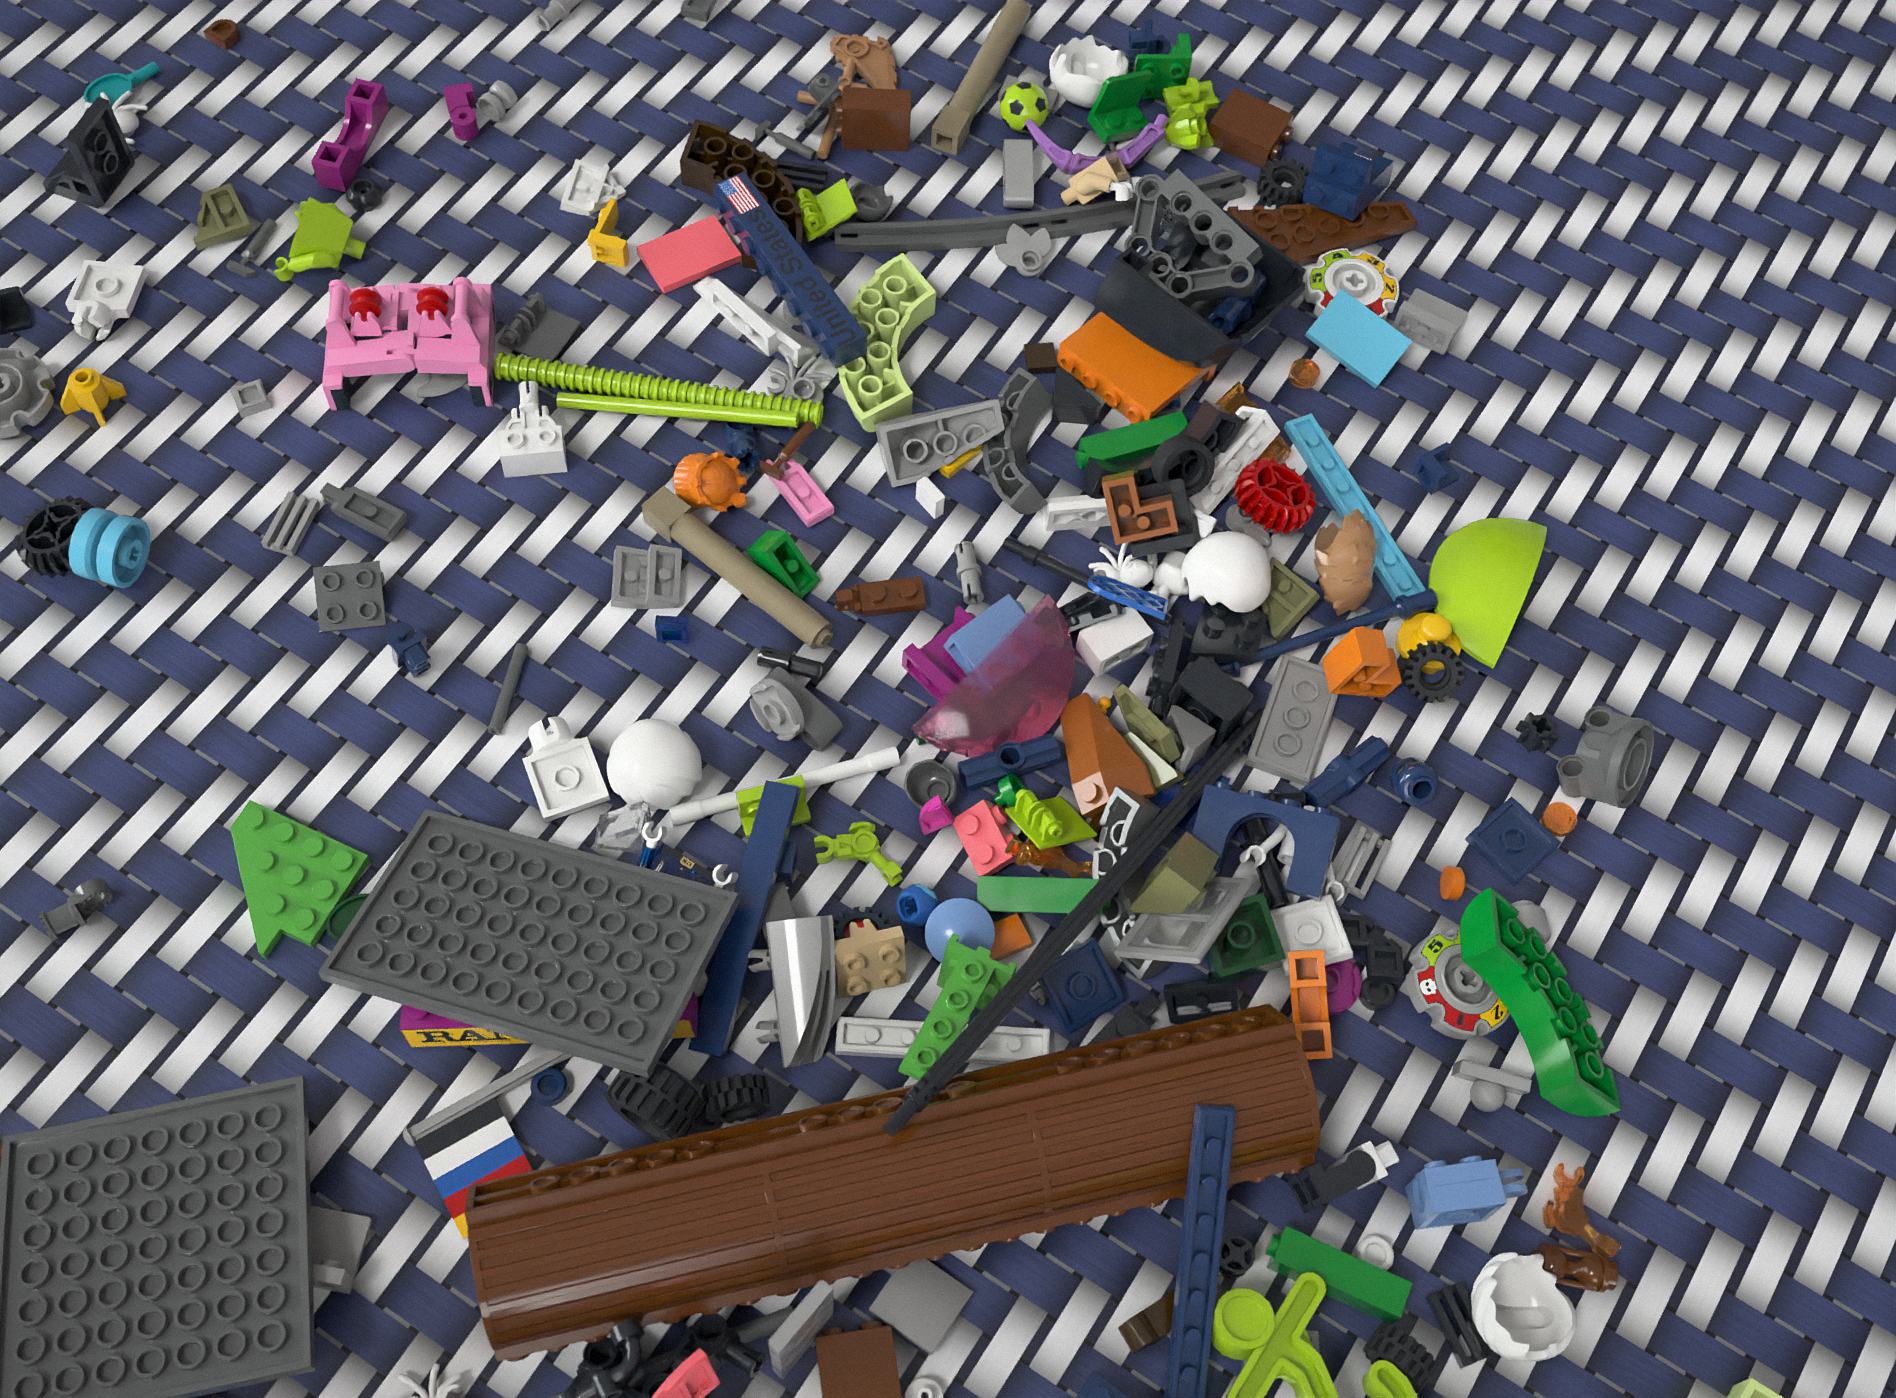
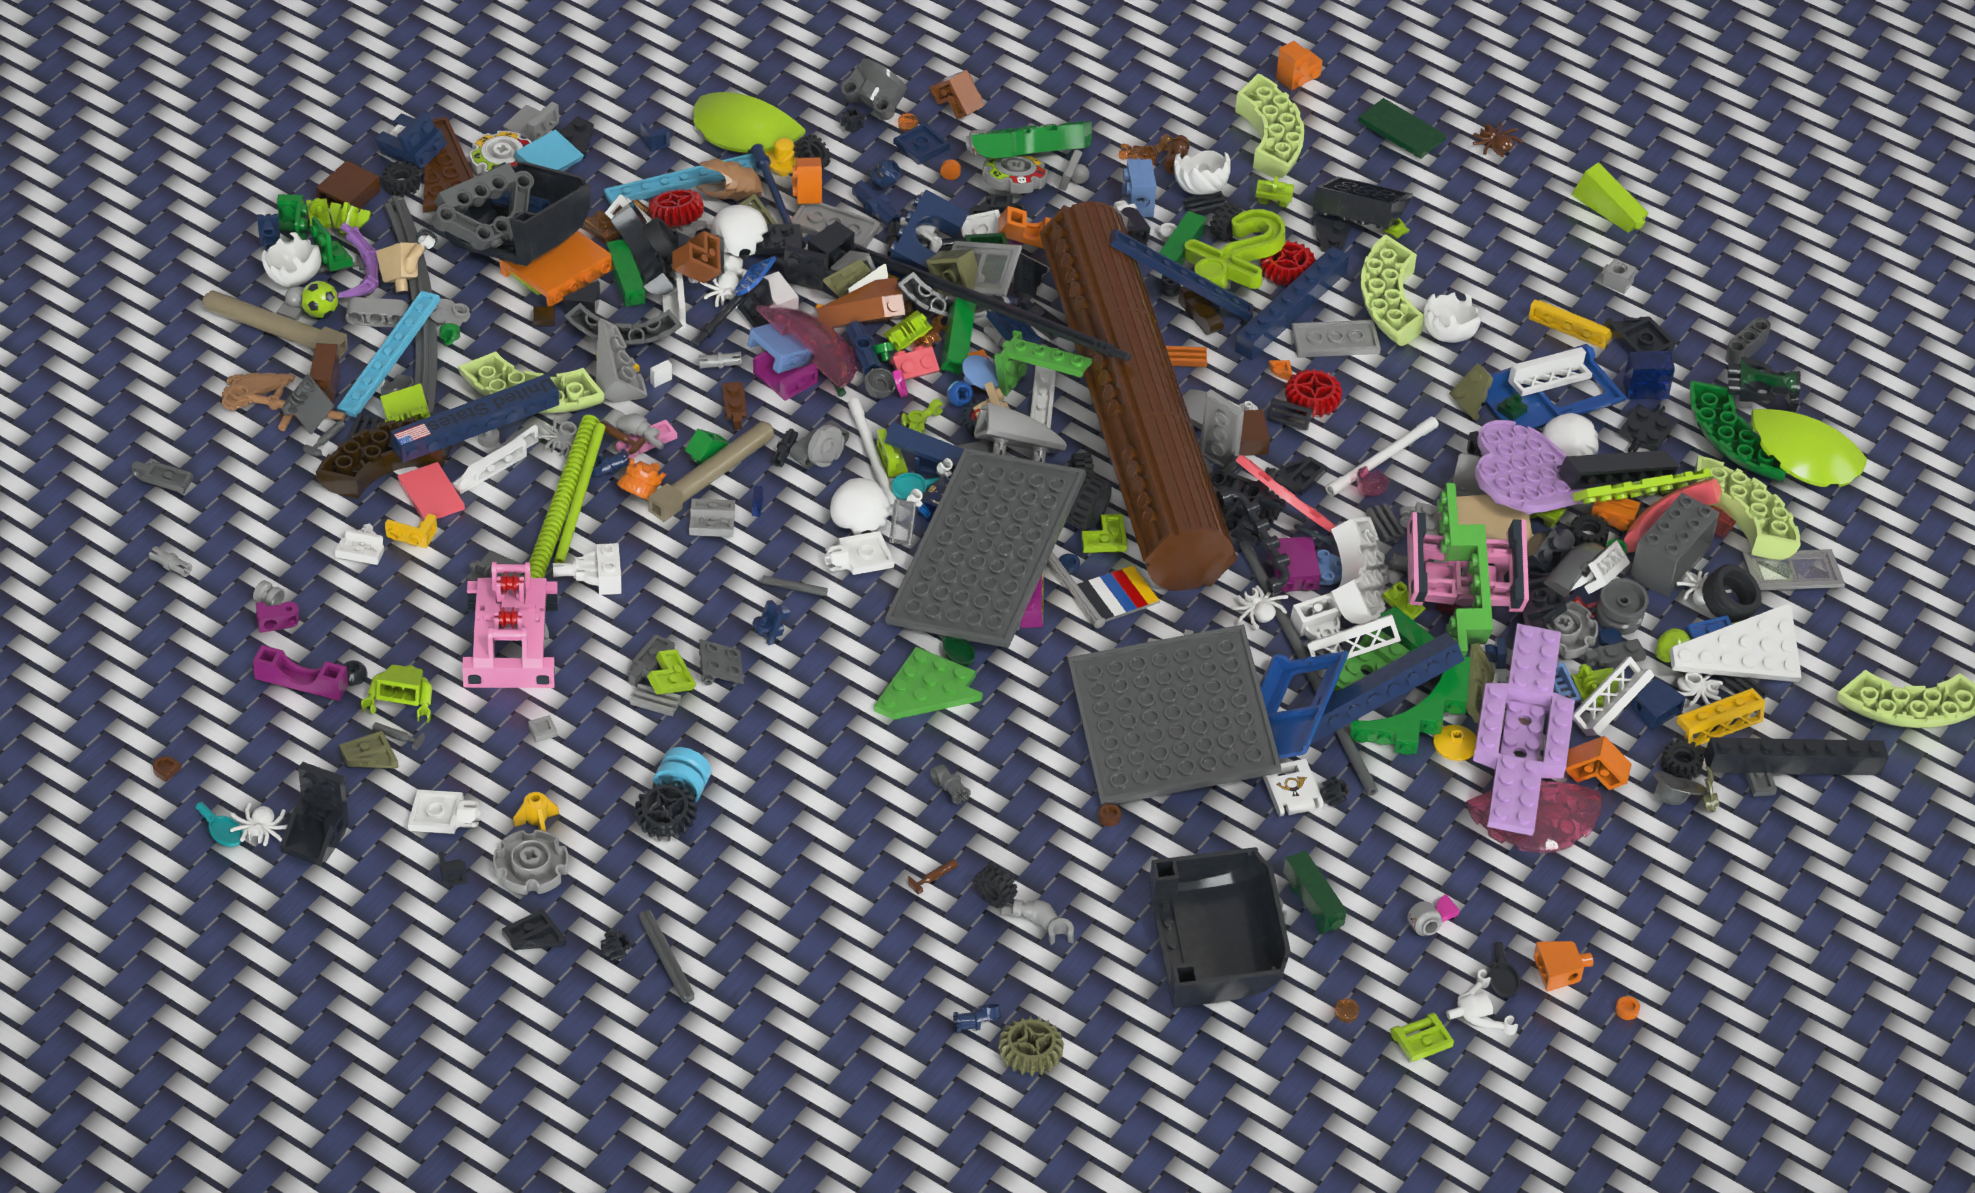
camera: 85 degrees left, 15 degrees down
(322, 541) = (673, 676): none -> lime plate
(594, 1132) = (1109, 539): none -> lime plate
(708, 838) = (907, 482): none -> teal piece
(803, 462) = (634, 424): none -> light grey piece
(937, 187) = (388, 354): none -> medium azure tile
(988, 252) = (449, 333): none -> green tile
(1055, 1253) = (1188, 356): none -> orange tile
(1419, 377) = (579, 134): none -> black wing
(1628, 887) = (959, 92): none -> brick

